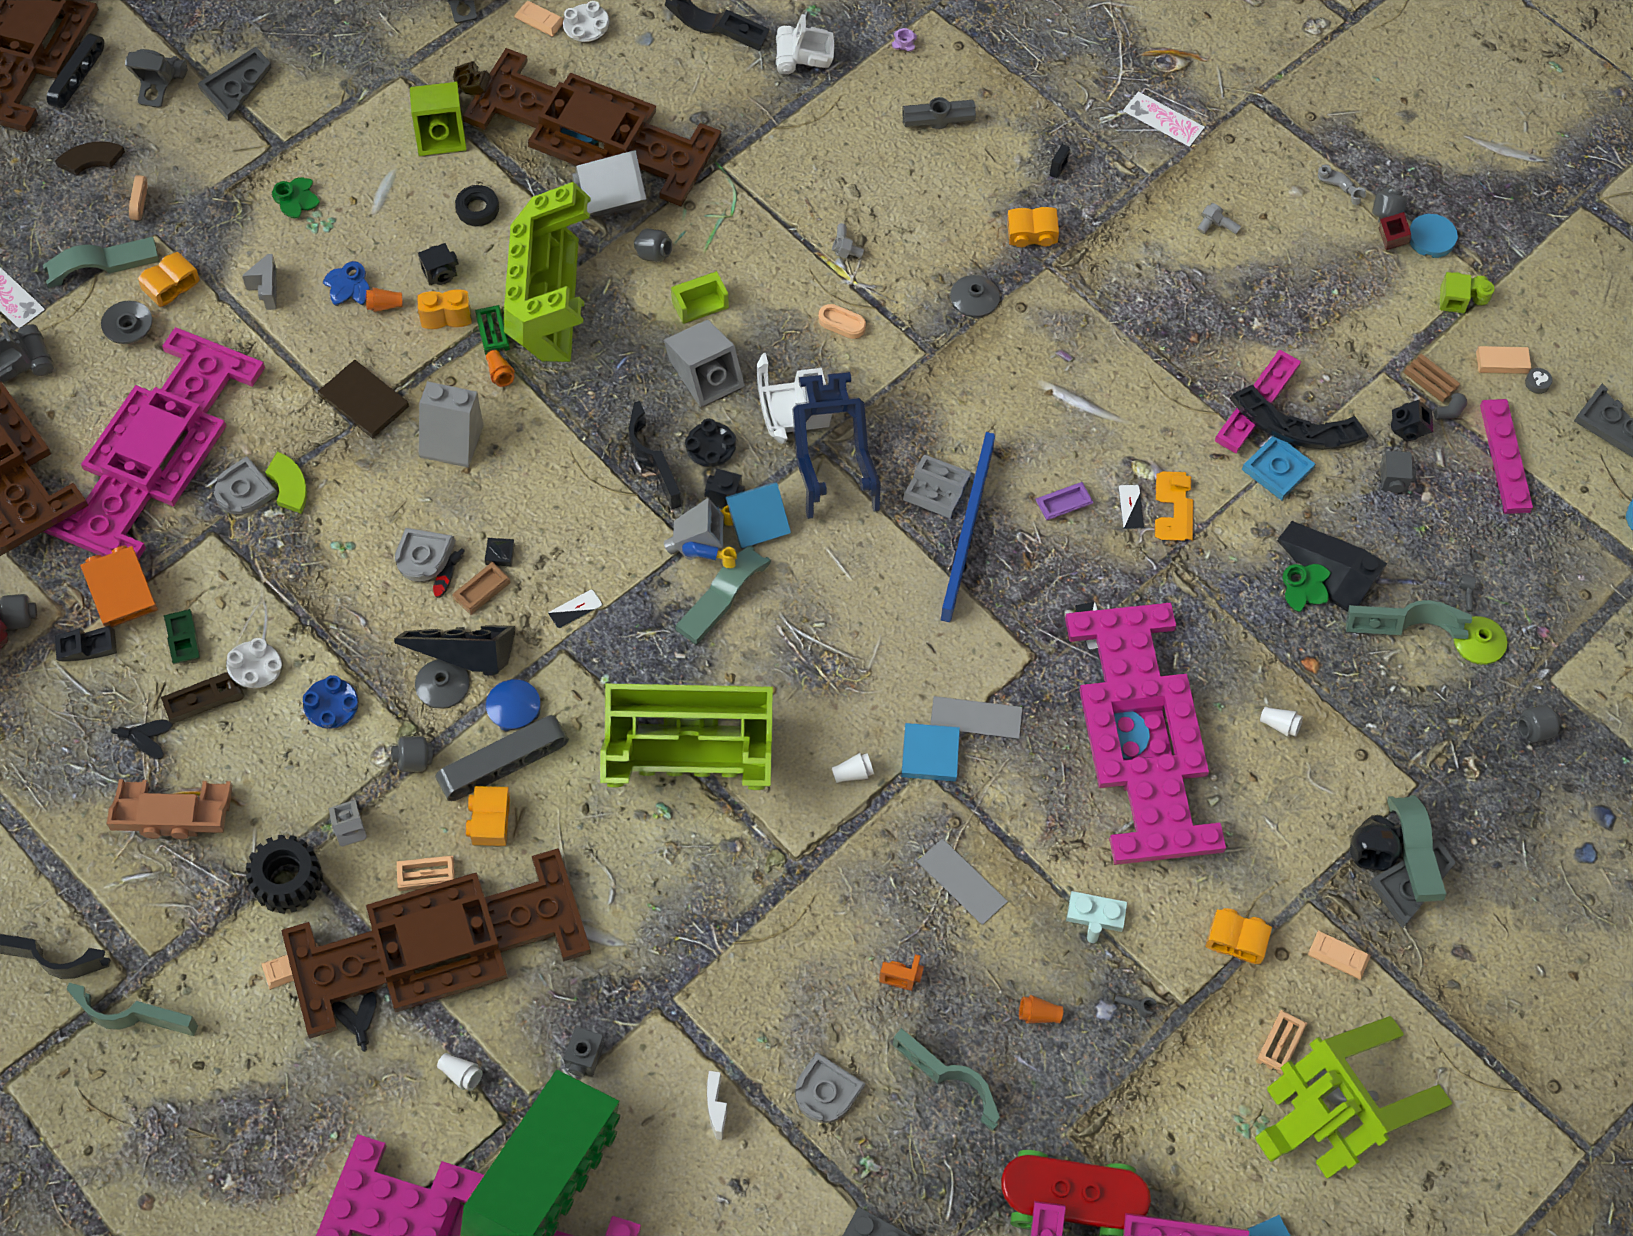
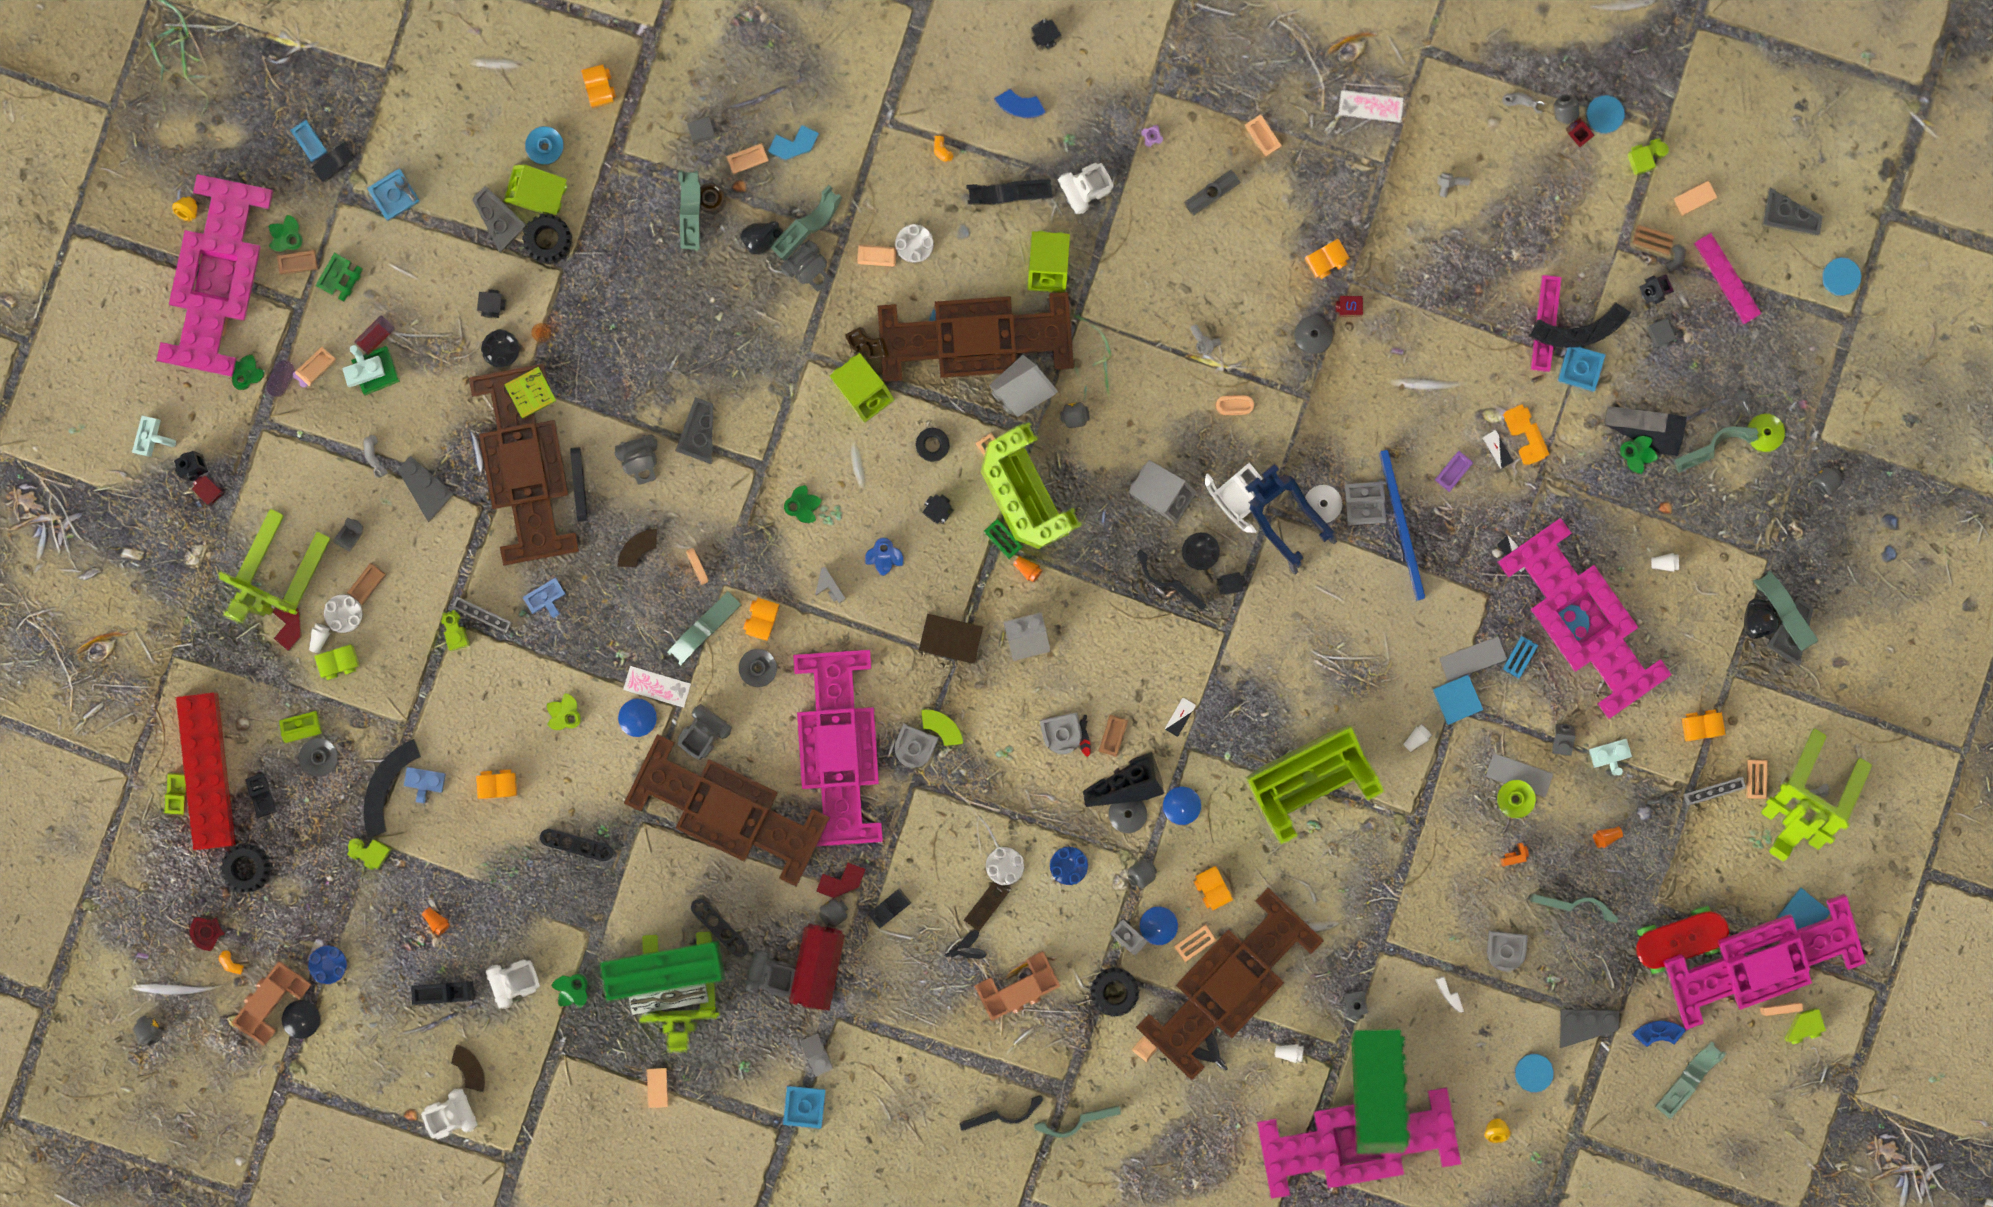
camera: 30 degrees left, 25 degrees up
(63, 591) = (834, 887): none -> dark red tile
(118, 586) = (888, 862): orange brick -> none
(182, 636) = (946, 871): dark green slope -> none
(382, 299) = (916, 557): orange cone -> none
(393, 828) = (1158, 925): none -> blue dish
(444, 309) = (969, 541): light orange brick -> none
(499, 551) = (1109, 704): black tile -> none
(502, 758) = (1198, 846): dark grey beam -> none
(700, 297) = (1130, 440): lime panel -> none
(701, 534) = (1235, 627): light grey torso -> none
(717, 94) = (1048, 261): none -> lime slope
(720, 595) = (1269, 658): sand green piece -> none
(758, 515) = (1264, 592): dark azure tile -> none
(893, 473) = (1331, 496): none -> white dish
(943, 890) = (1526, 799): none -> lime dish
(1026, 92) = (1263, 135): none -> light nougat tile
(1032, 282) = (1349, 306): none -> dark red brick
(1042, 863) = (1563, 739): none -> dark grey bracket
(1054, 730) = (1512, 671): none -> dark azure tile
(1059, 161) = (1318, 190): black tile -> none
(1215, 1025) = (1714, 791): none -> light grey piece
(1339, 955) = (1767, 703): light nougat tile -> none
(1538, 380) = (1725, 203): dark grey tile -> none

